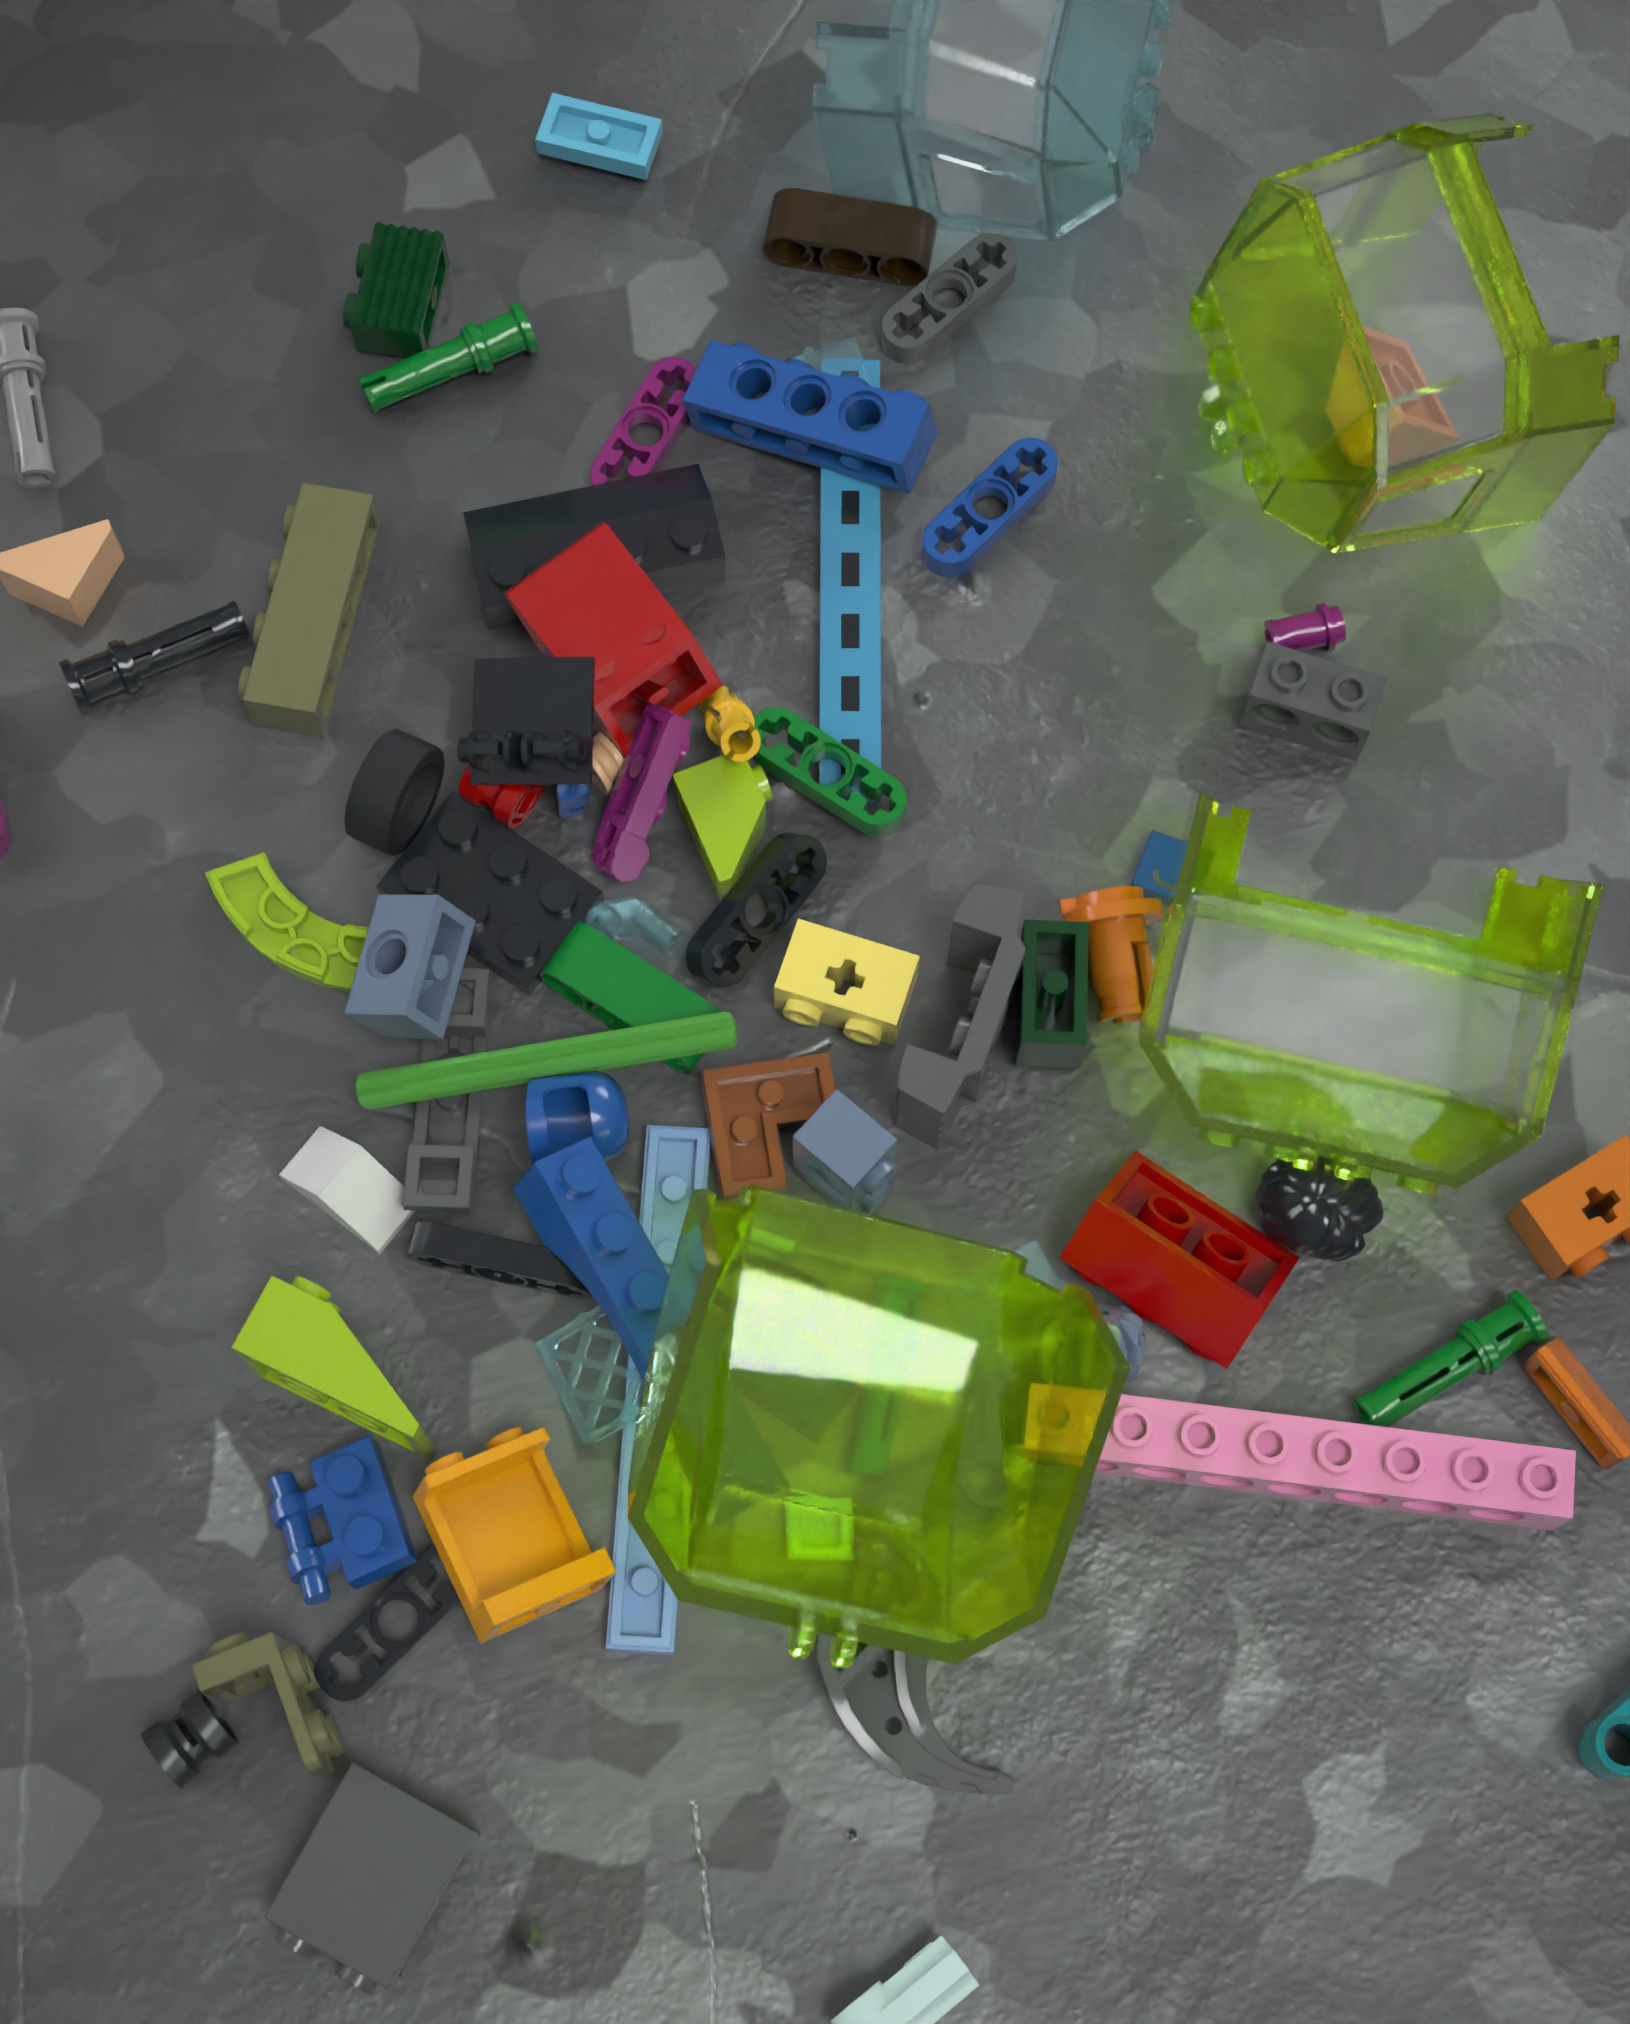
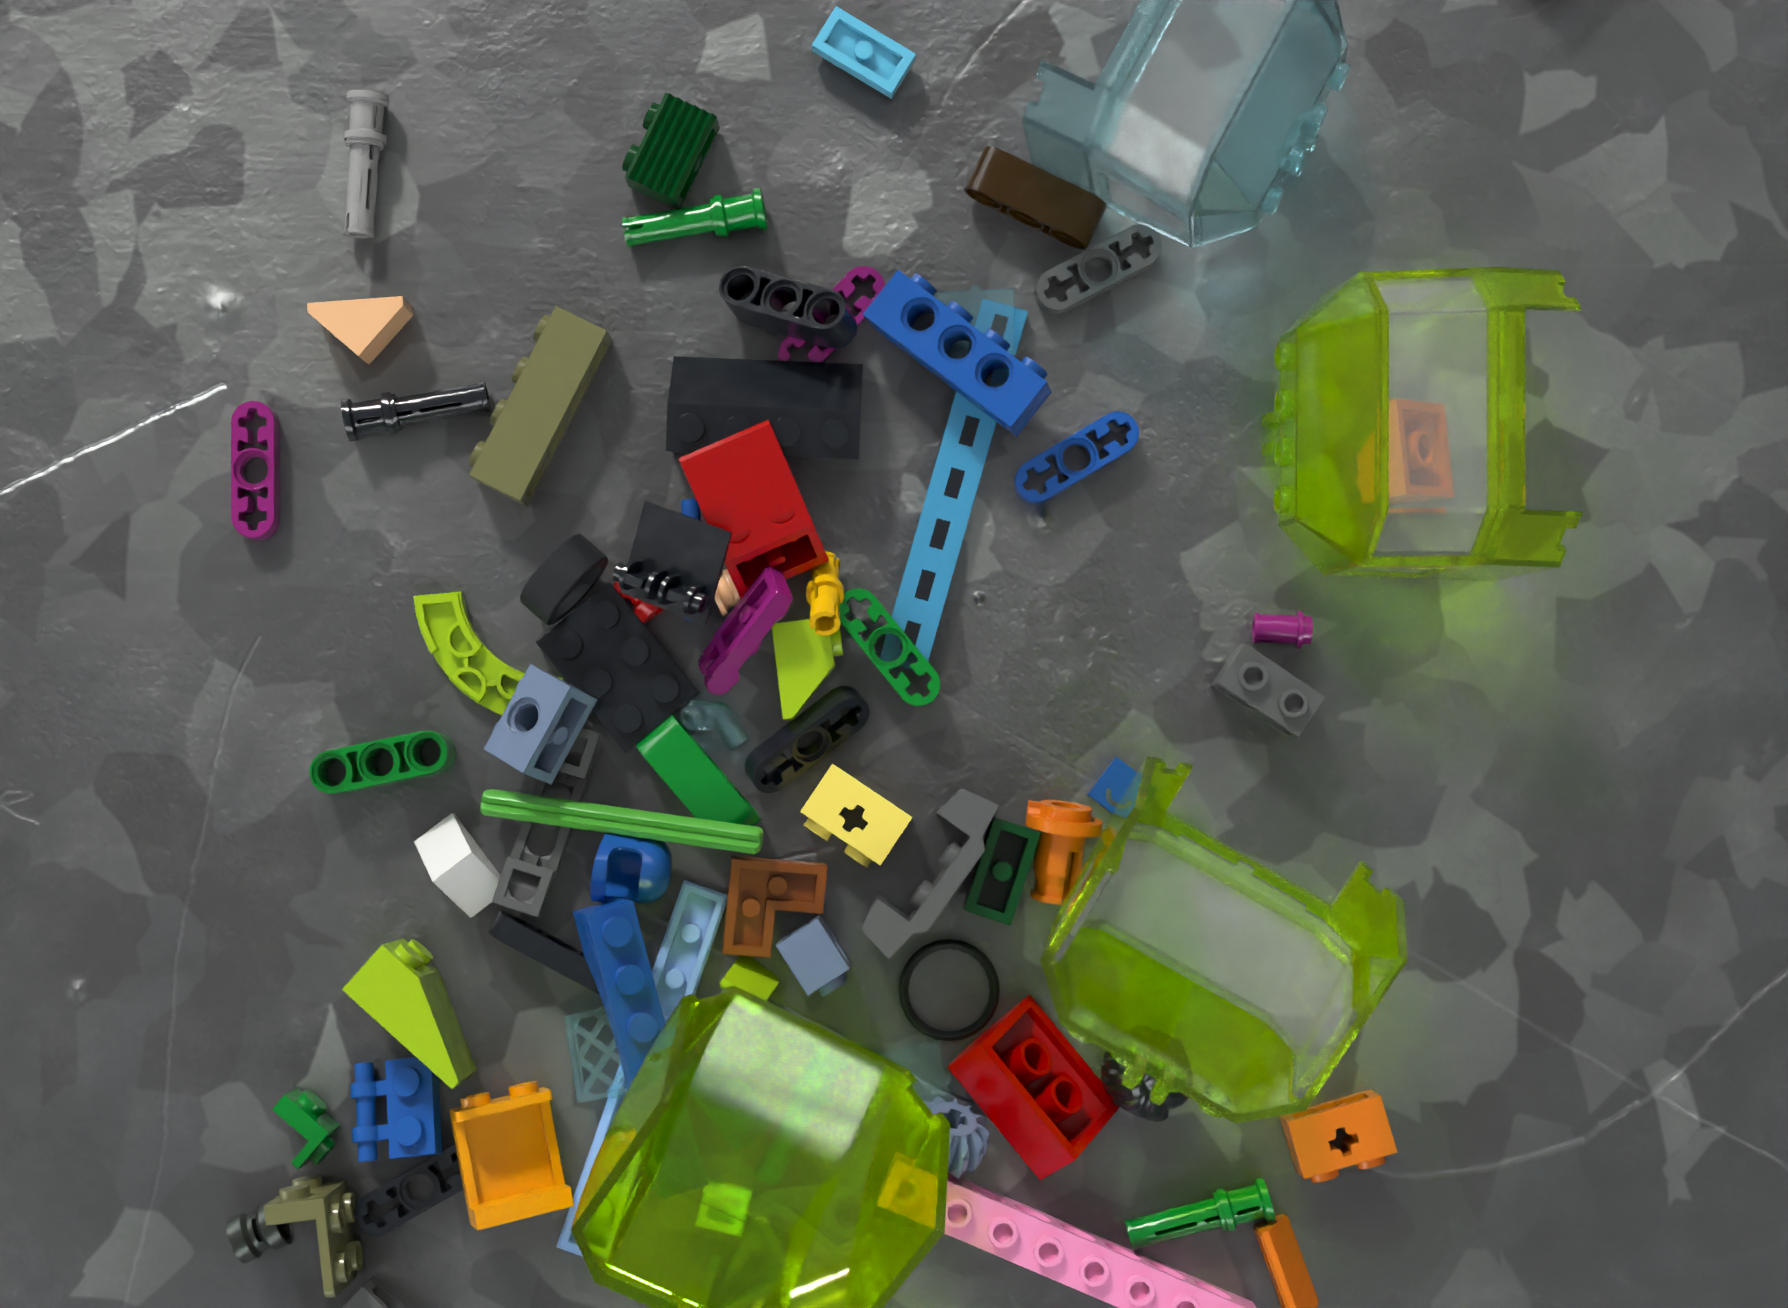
camera: 15 degrees right, 15 degrees up
(183, 1075) = (360, 762): none -> green beam
(219, 1560) = (308, 1117): none -> green bracket
(589, 415) = (774, 292): none -> black beam
(996, 1221) = (993, 984): none -> black tyre

